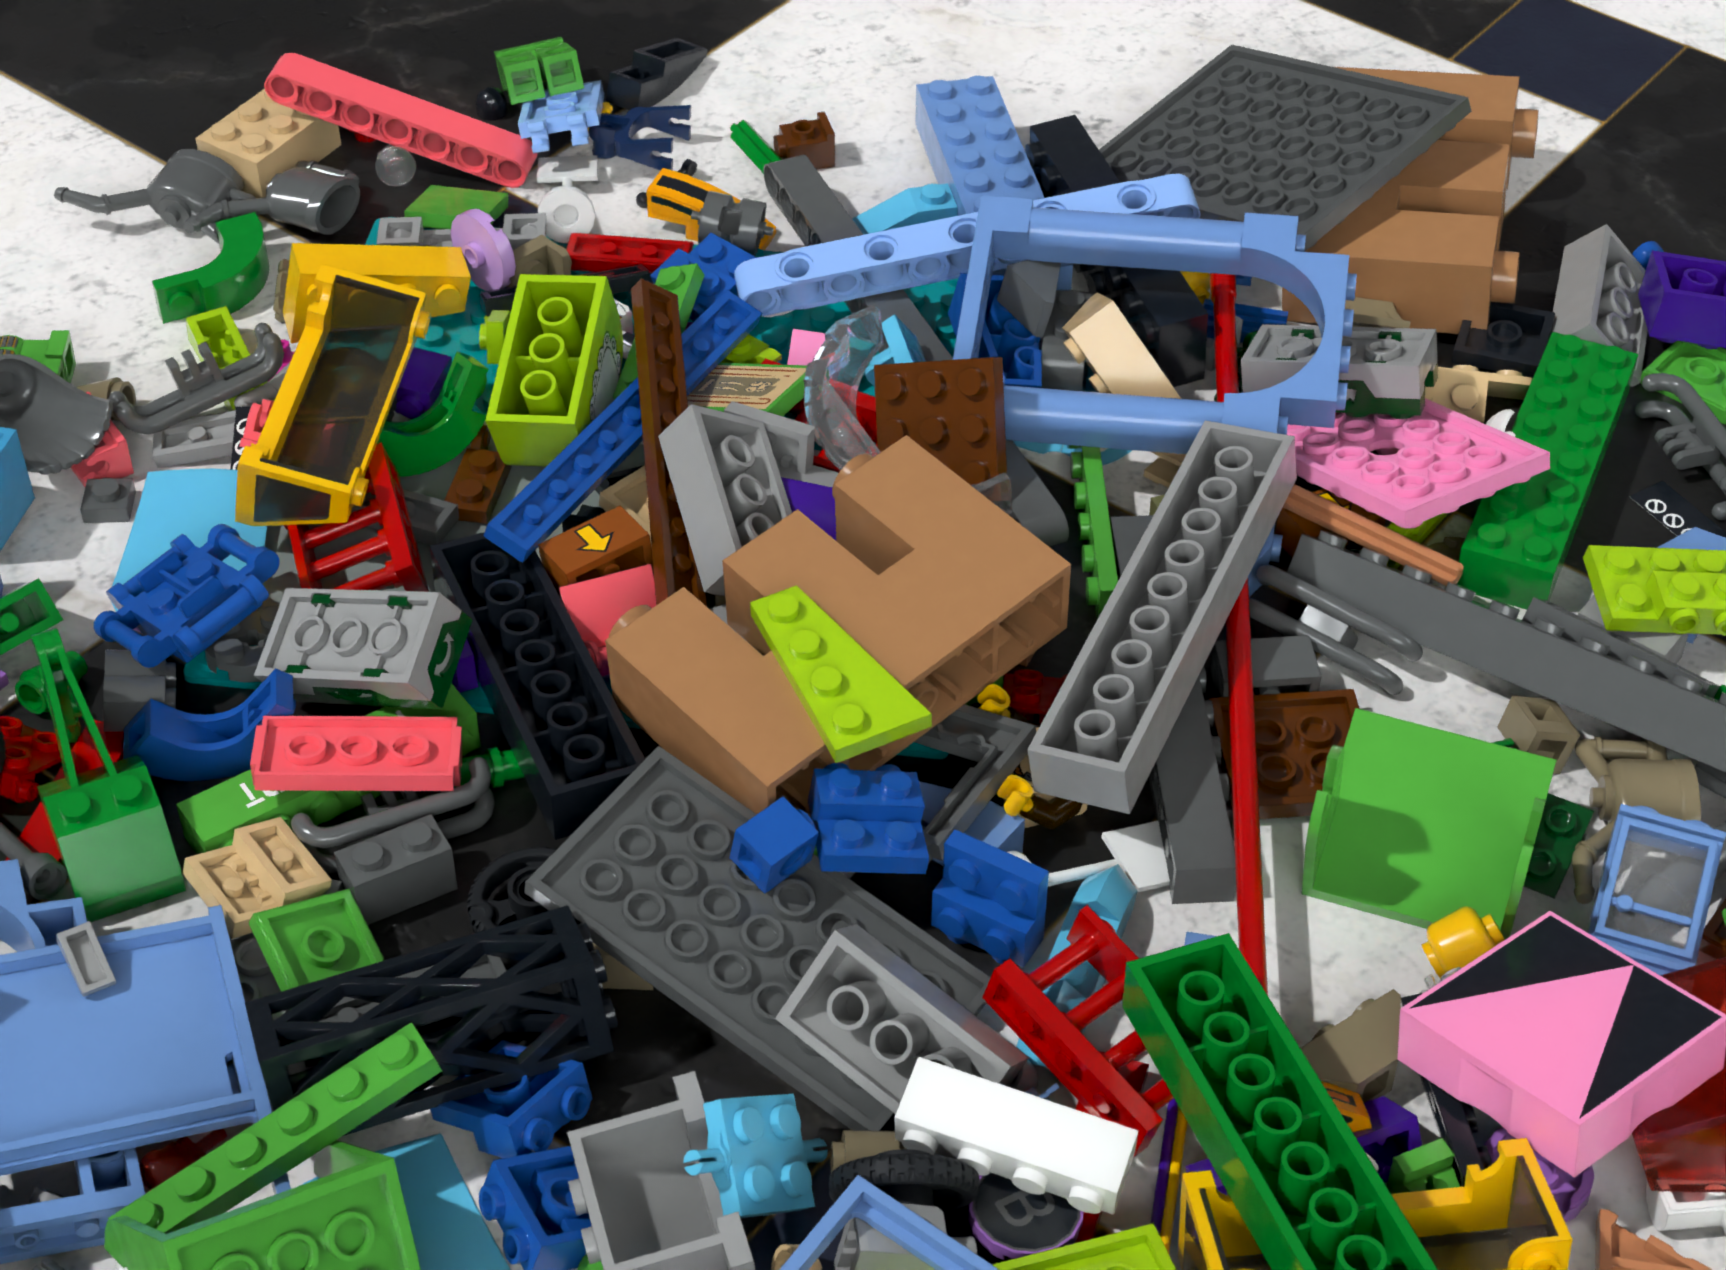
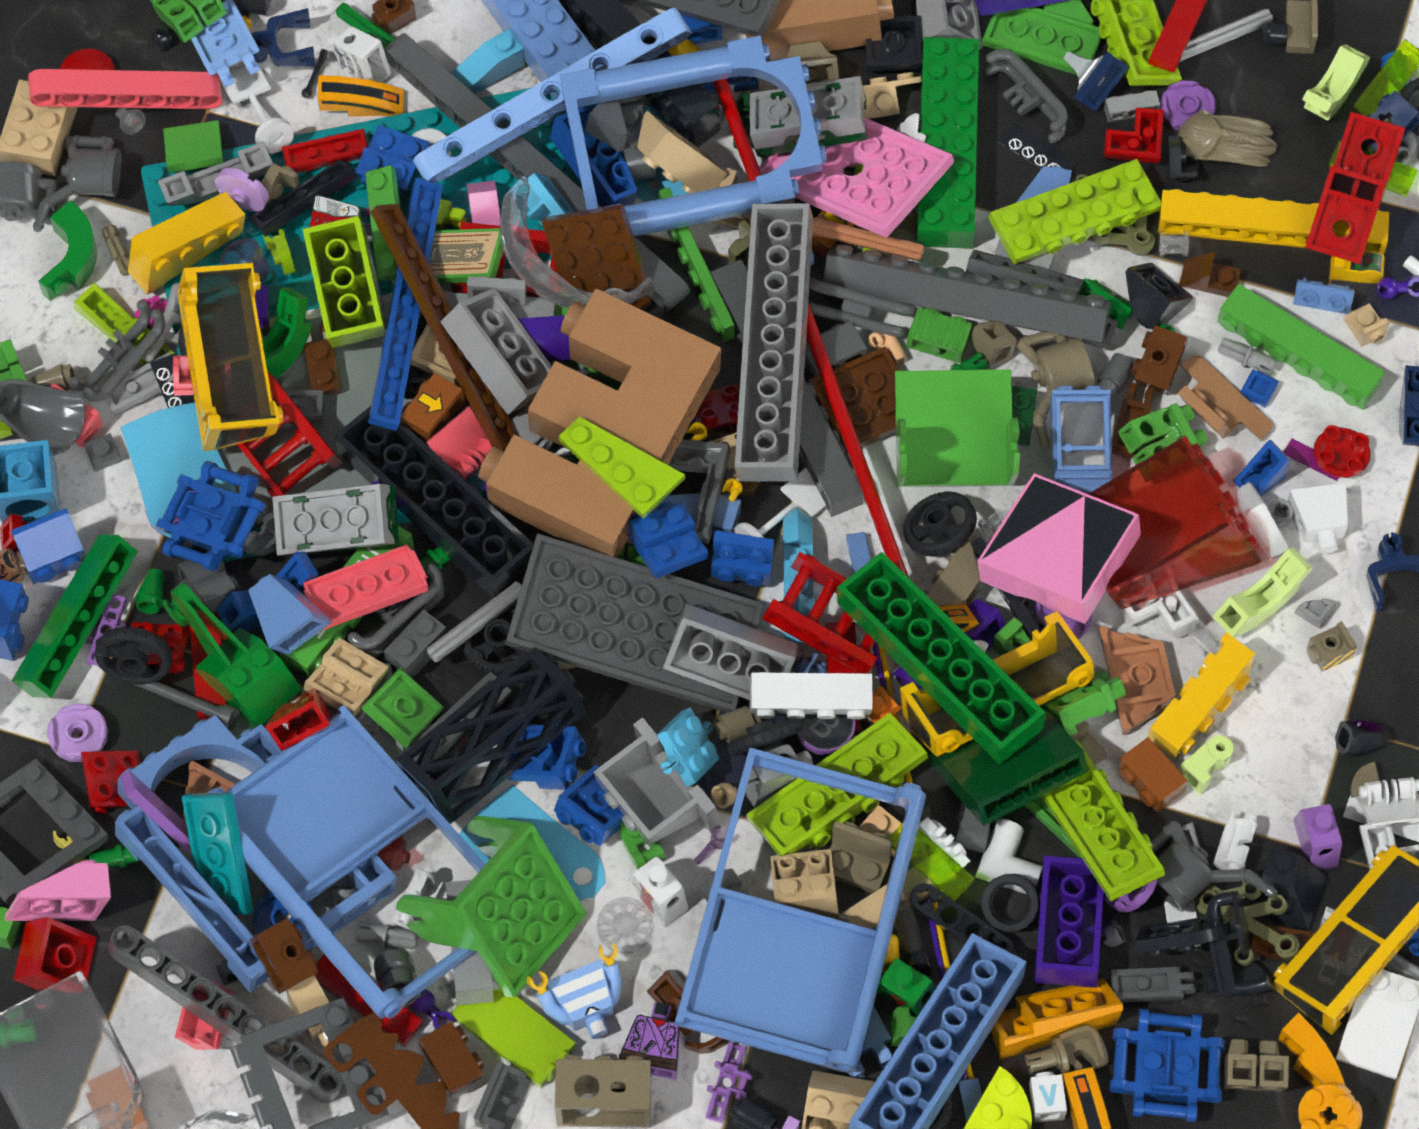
camera: 20 degrees left, 20 degrees up
(85, 959) = (295, 763): light grey piece -> none
(151, 896) = (302, 715): none -> red torso
(206, 748) = (285, 614): none -> medium blue slope
(288, 1134) = (456, 825): bright green plate -> none
(446, 328) = (245, 252): none -> helmet
(482, 864) = (474, 622): none -> light grey axle
(735, 164) = (360, 55): none -> white torso
(737, 223) = (384, 109): dark grey wheel -> none
(774, 844) = (625, 572): blue brick -> none
(1143, 1205) = (883, 704): none -> orange plate
(1354, 958) = (939, 524): none -> black wheel
(1365, 690) = (878, 340): none -> light nougat arm
(1448, 697) = (939, 334): none -> bright green brick
(1460, 939) = (992, 496): yellow head -> none

